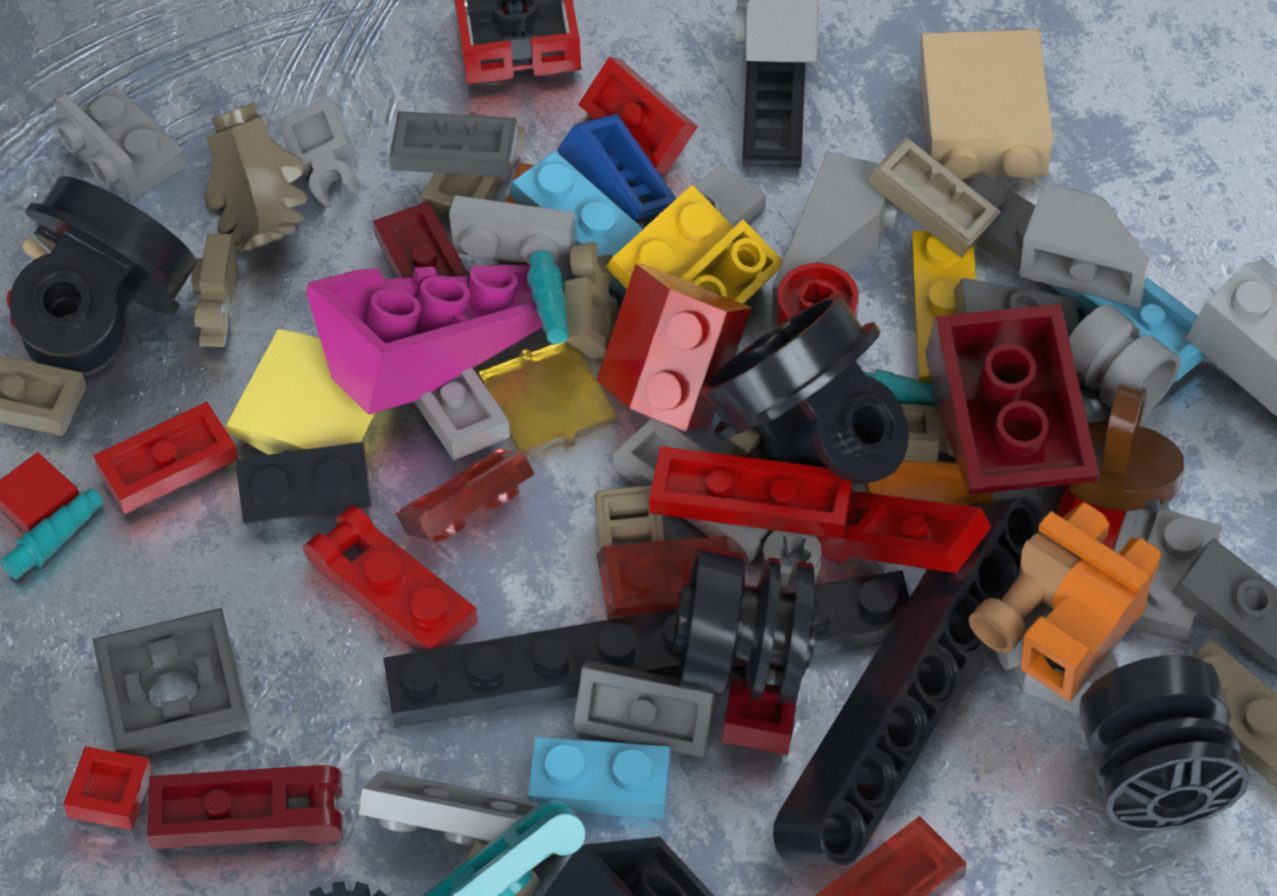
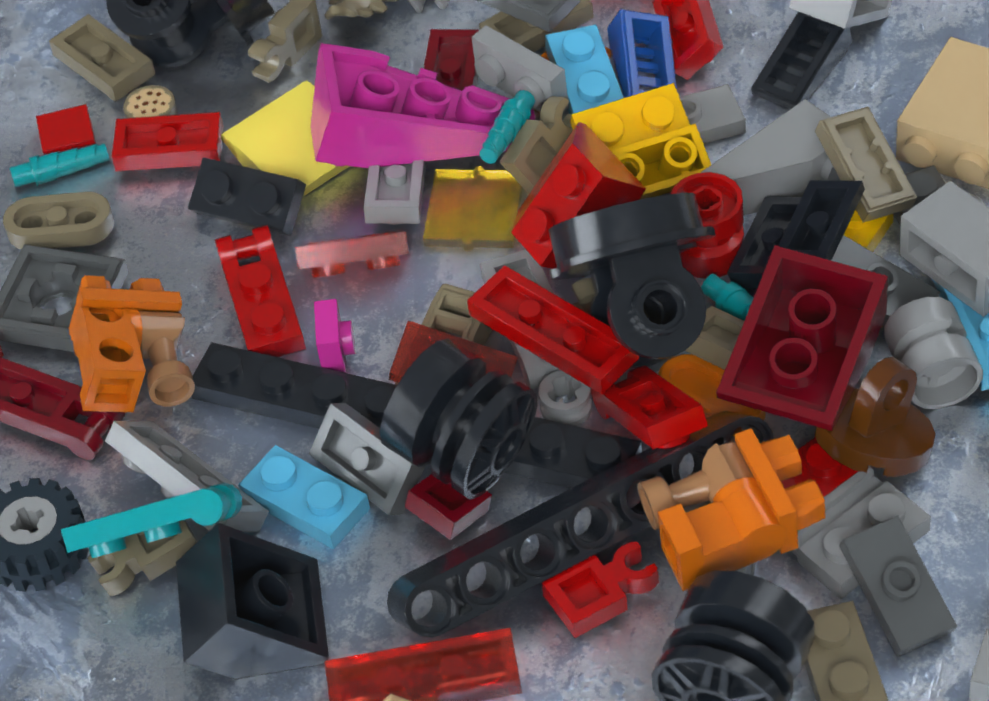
camera: 35 degrees right, 5 degrees down
(106, 596) = (59, 220): none -> dark tan plate
(109, 424) = (150, 102): none -> tile
(307, 698) = (116, 332): none -> orange hips
(514, 596) = (333, 336): none -> dark pink plate
(910, 288) = (802, 224): none -> black slope
(968, 741) = (597, 592): none -> red plate

